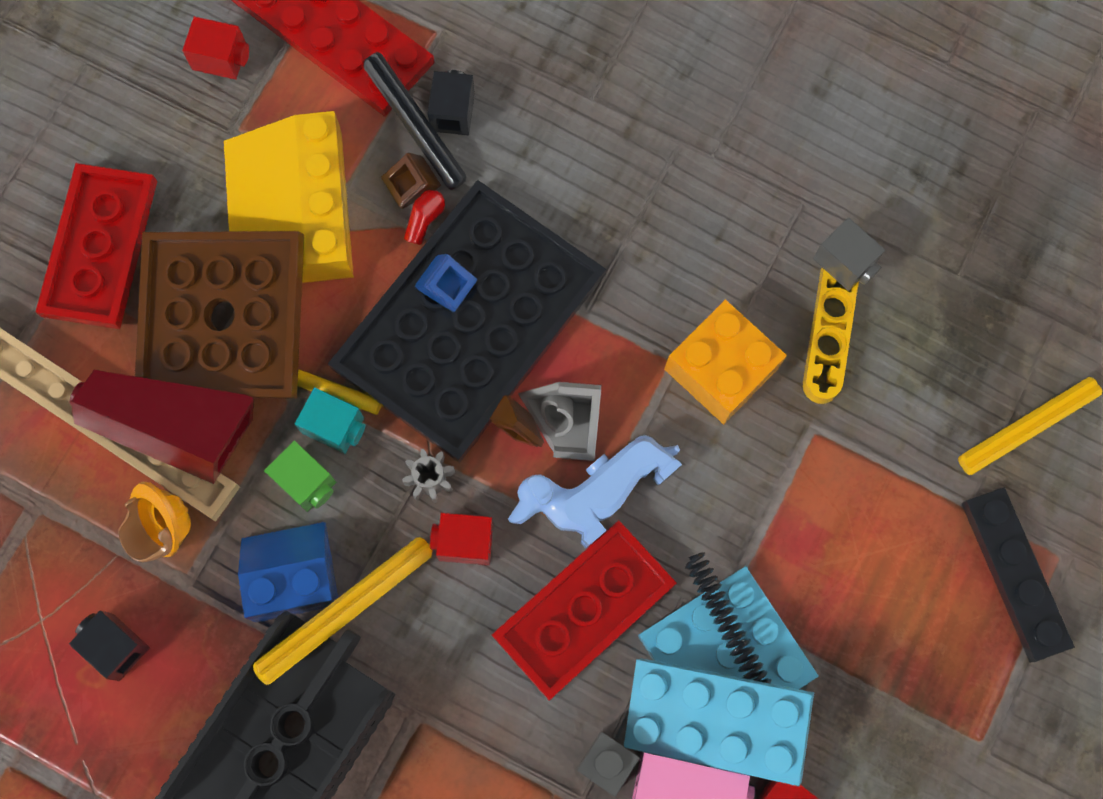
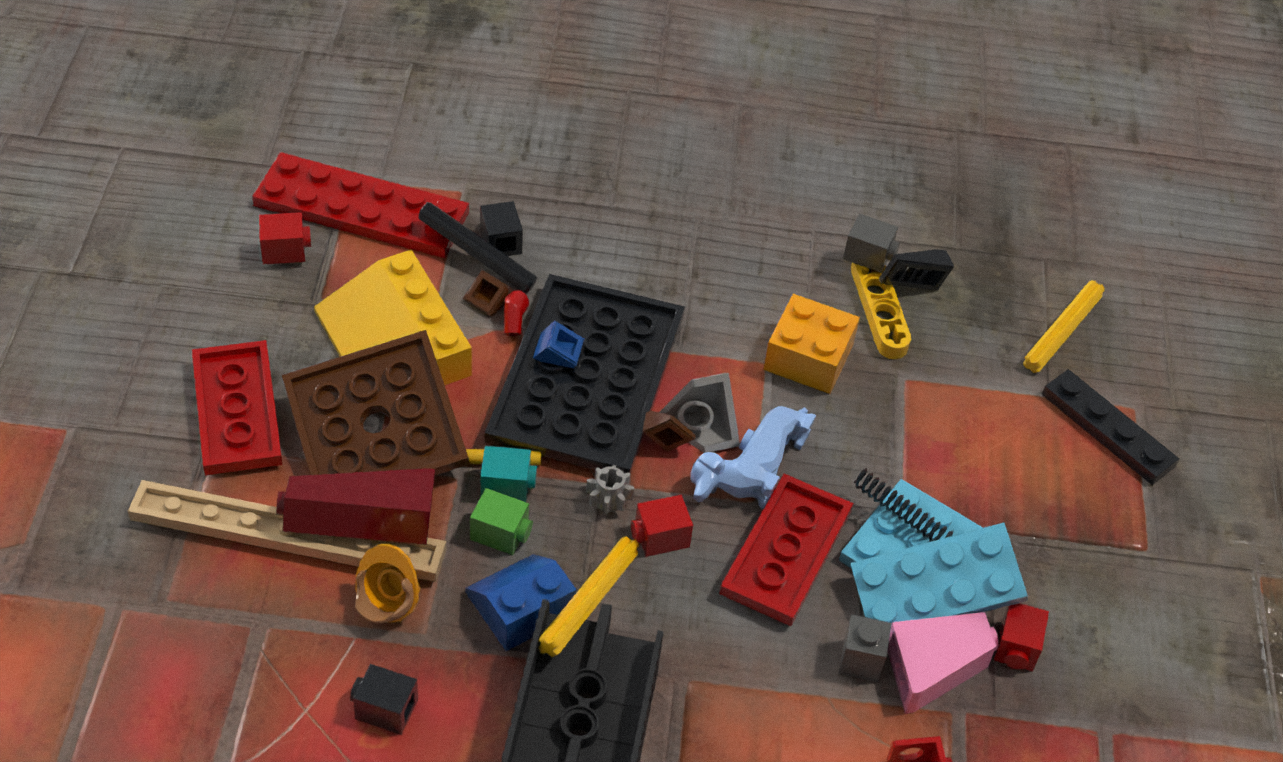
camera: 25 degrees left, 25 degrees down
(892, 305) = (925, 269): none -> black slope

